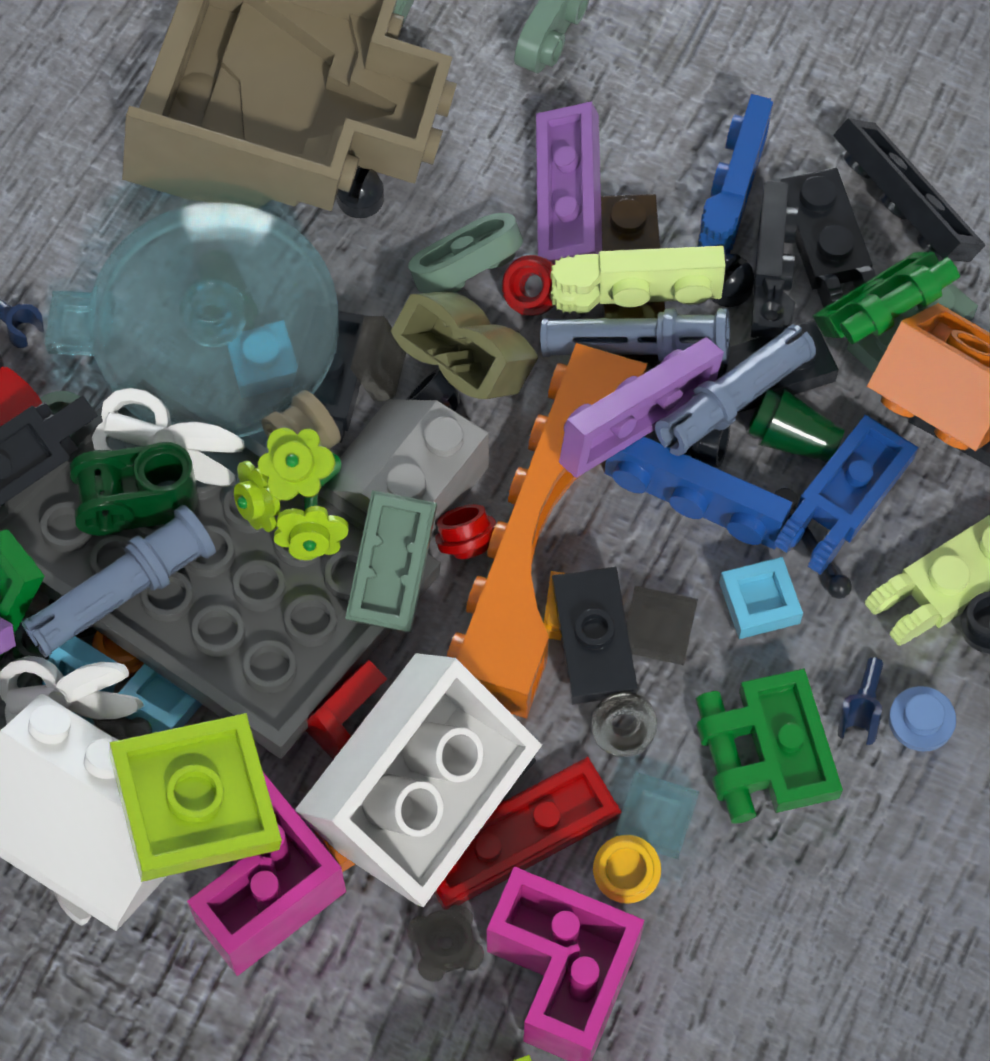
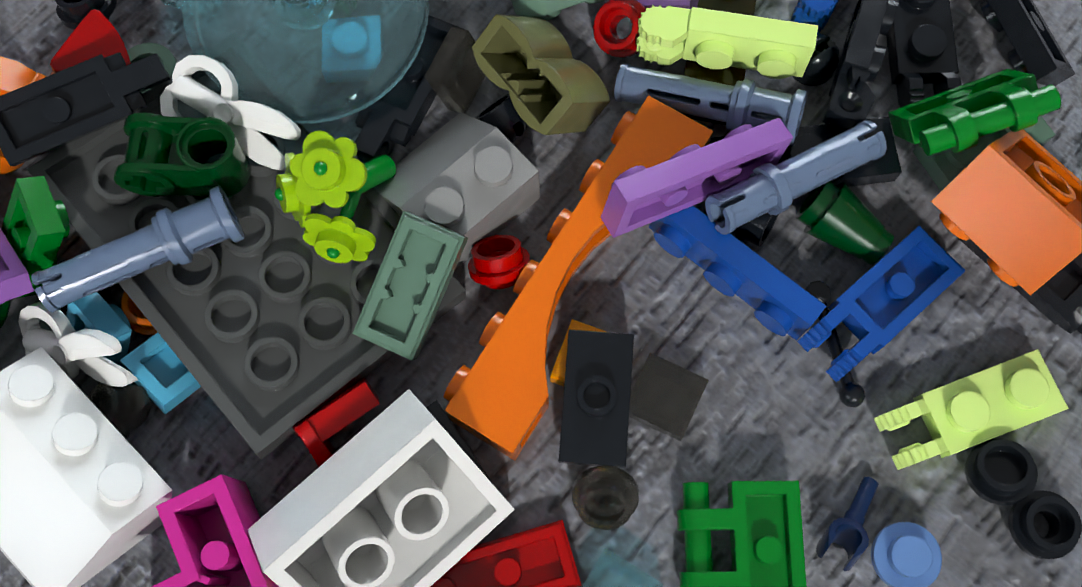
camera: 15 degrees right, 10 degrees up
(194, 797) = (135, 506): lime plate -> none
(305, 413) = (361, 124): dark tan wheel -> none
(760, 598) = (771, 392): medium azure plate -> none

